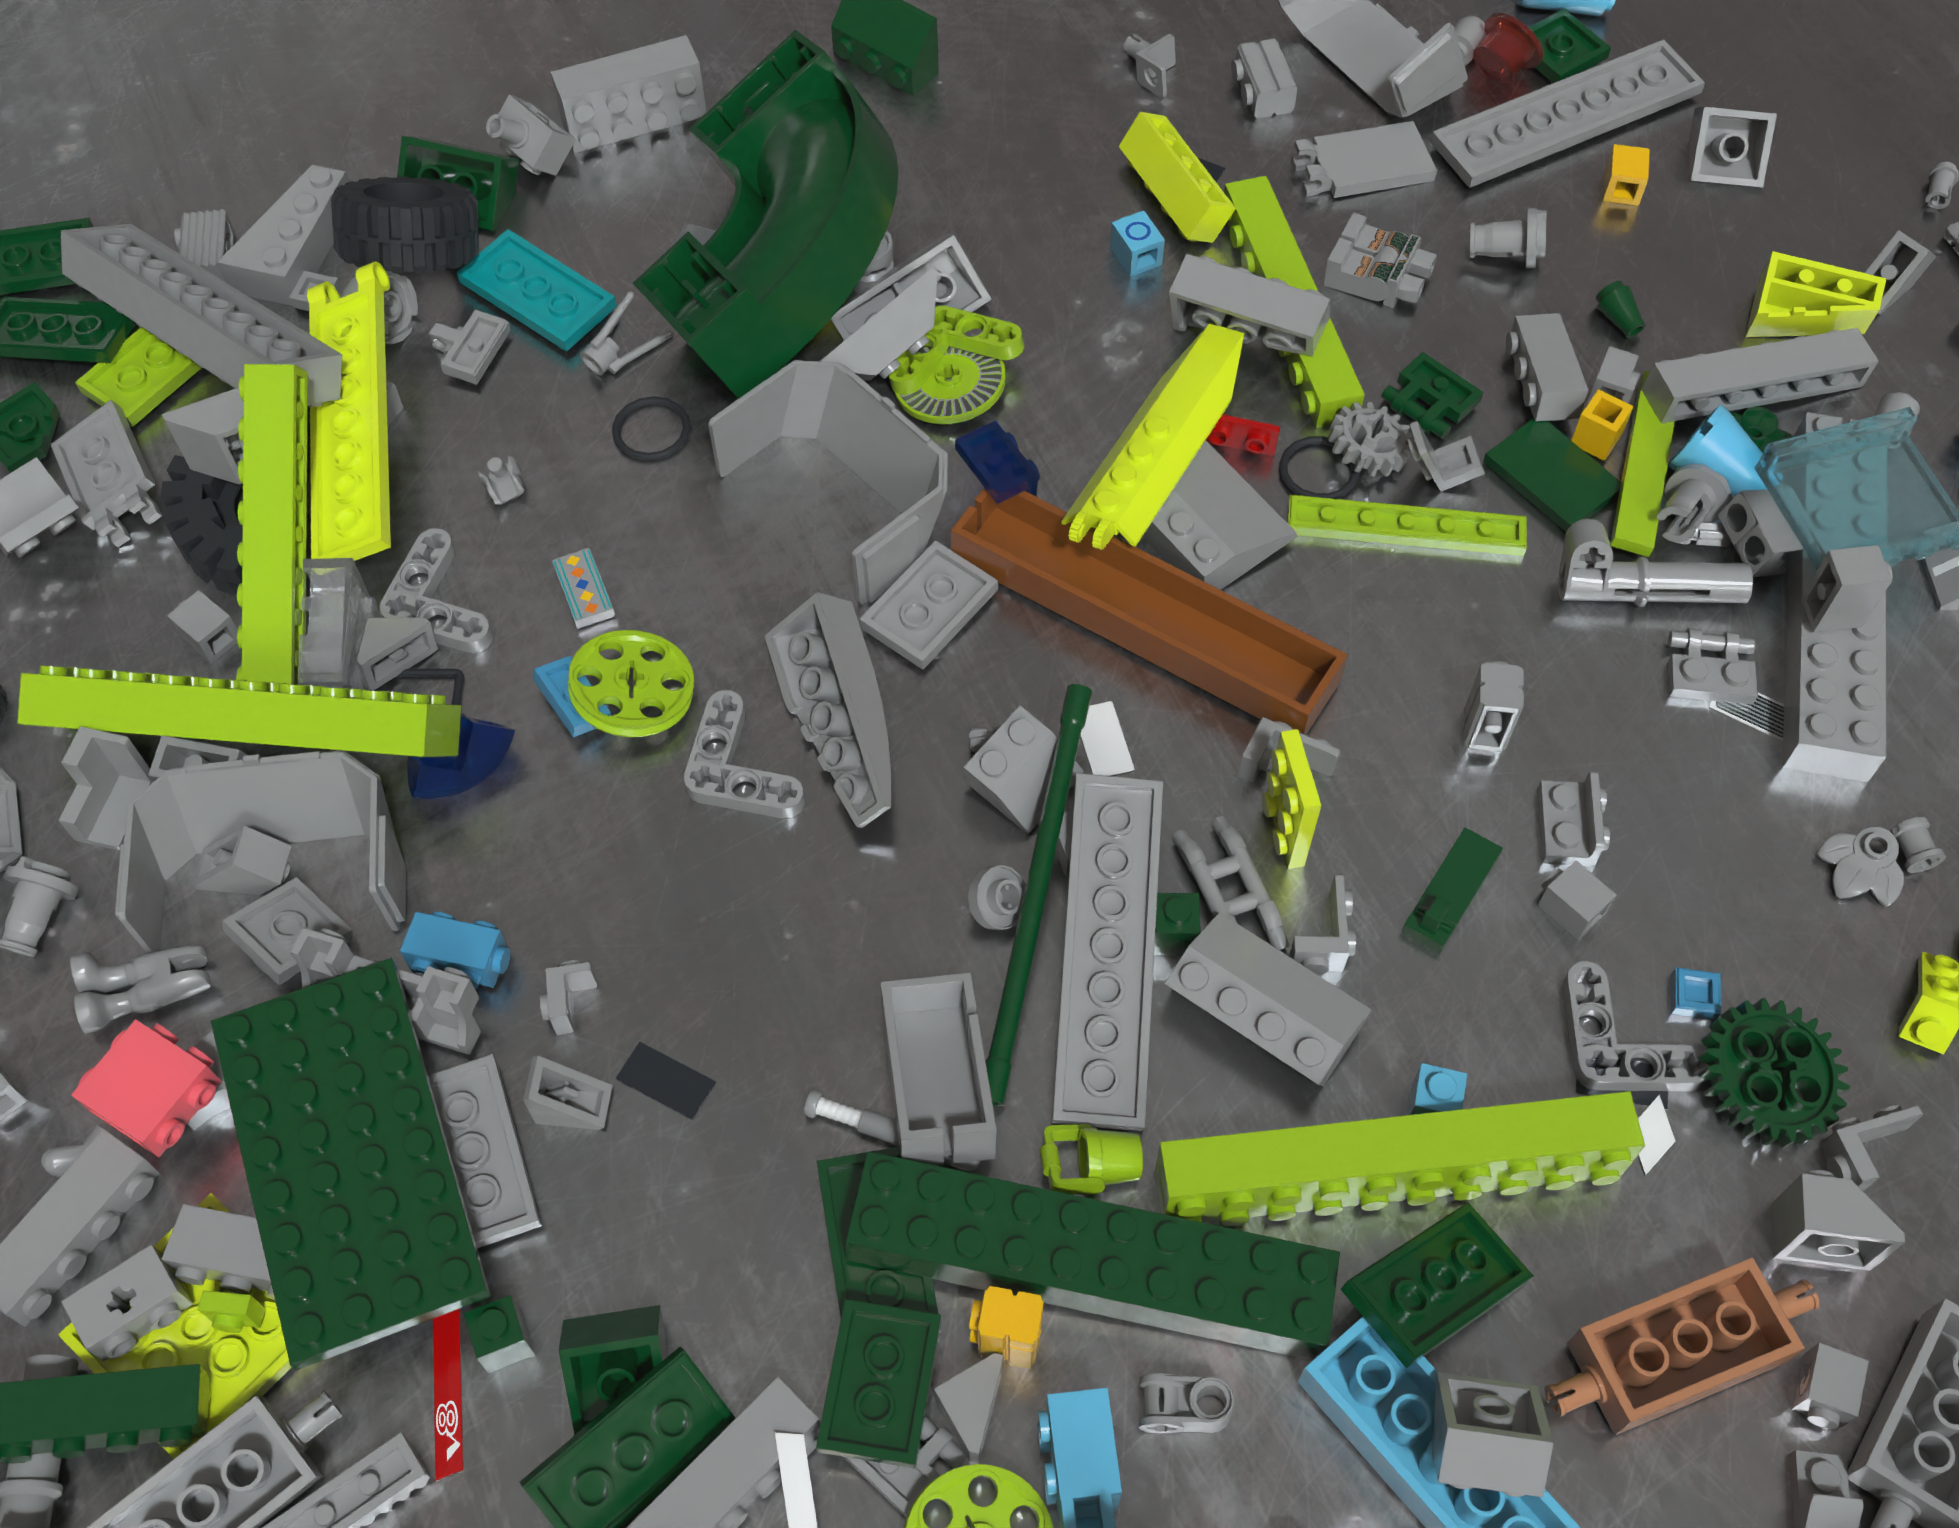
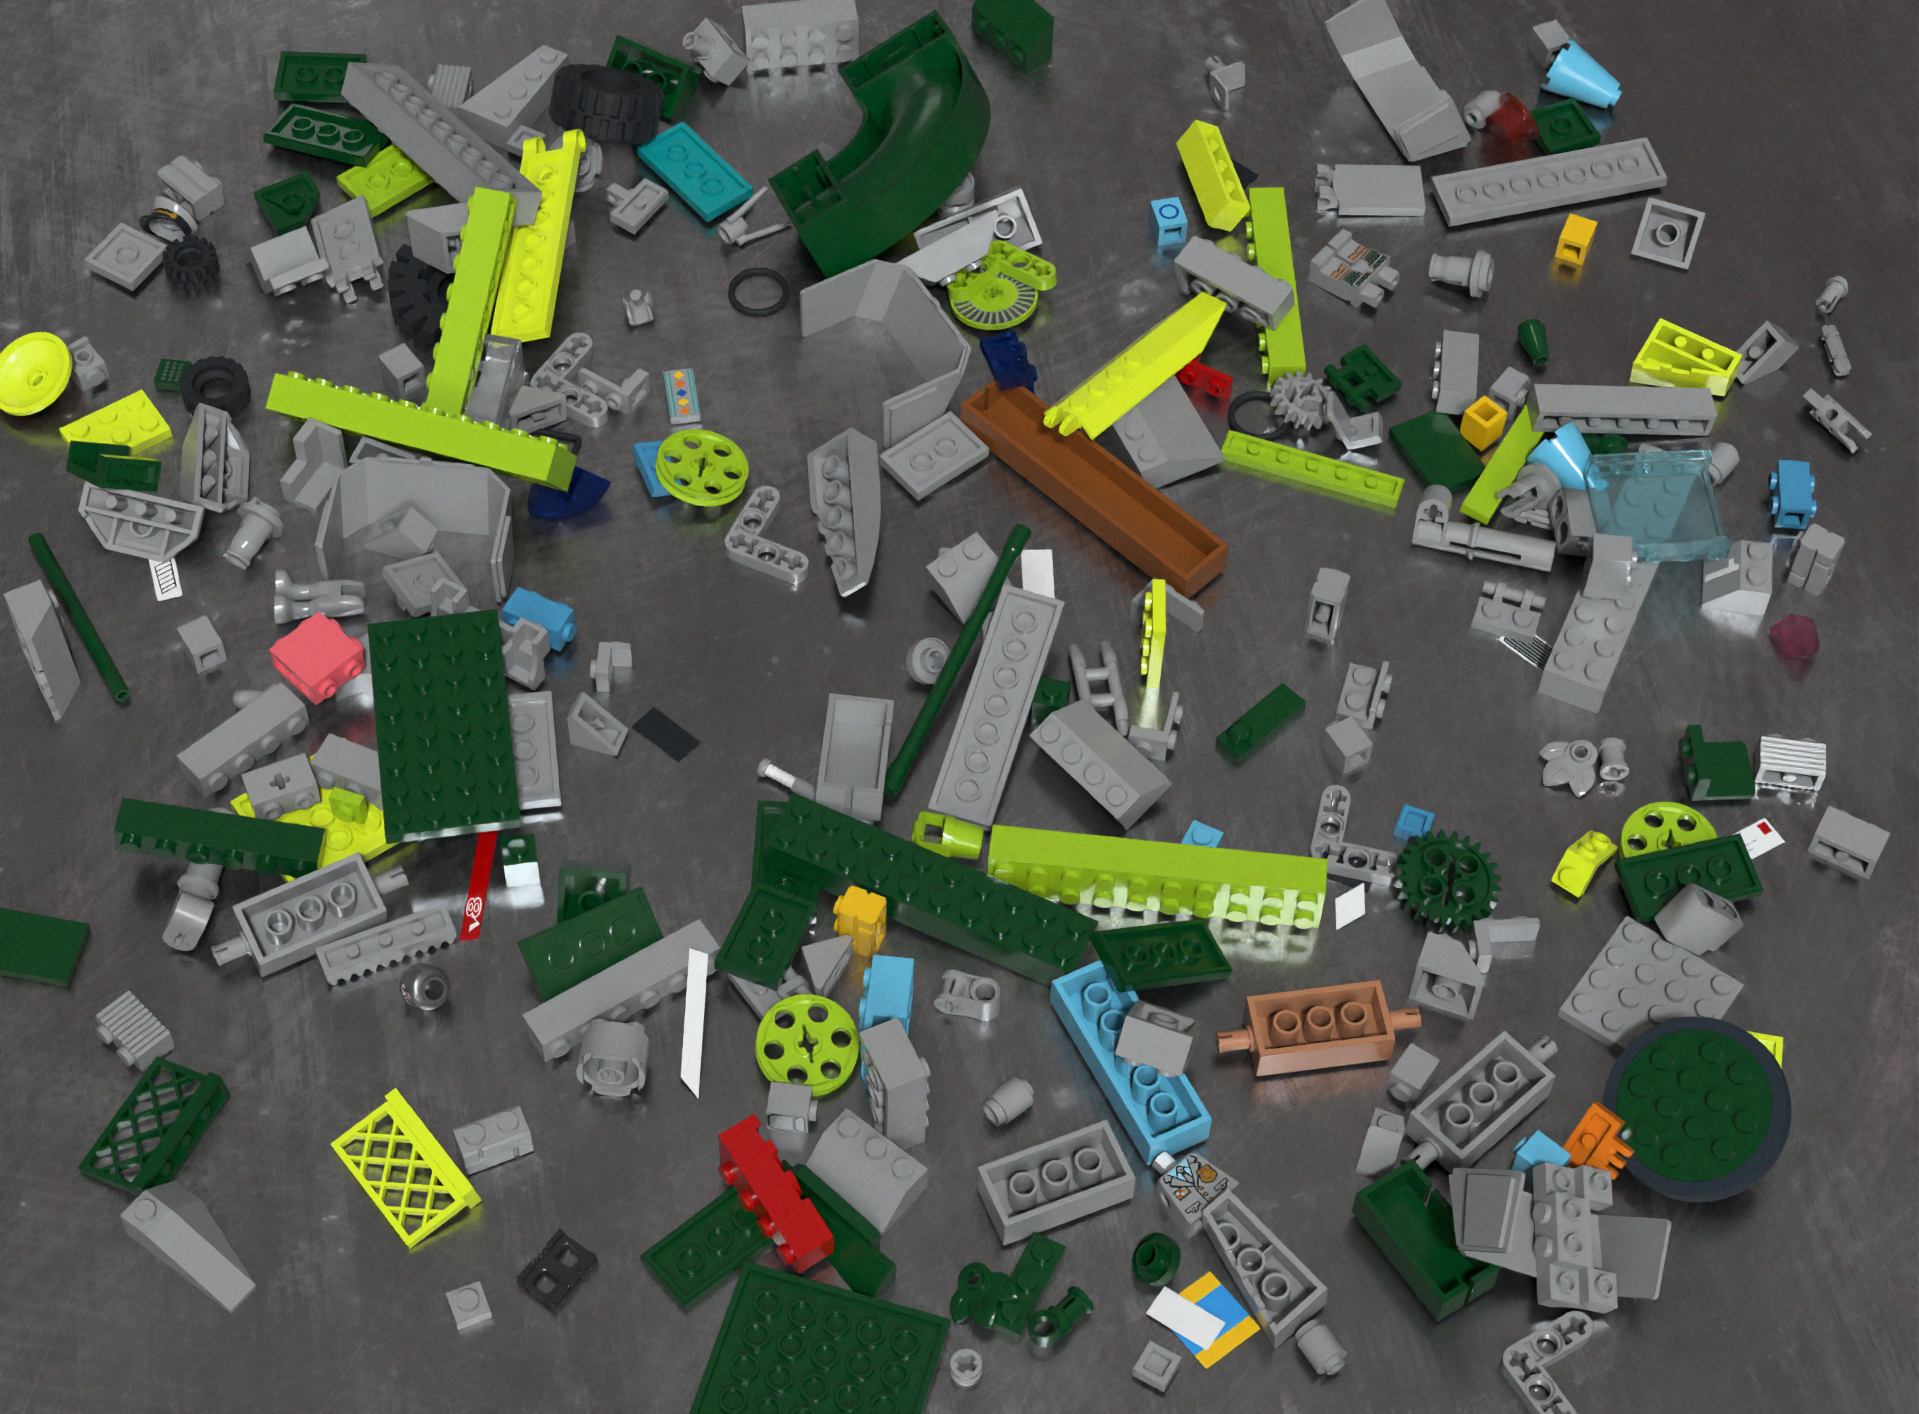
camera: 10 degrees right, 5 degrees down
(509, 607) = (623, 398): none -> light grey bracket
(1264, 78) = (1310, 110): light grey brick -> none

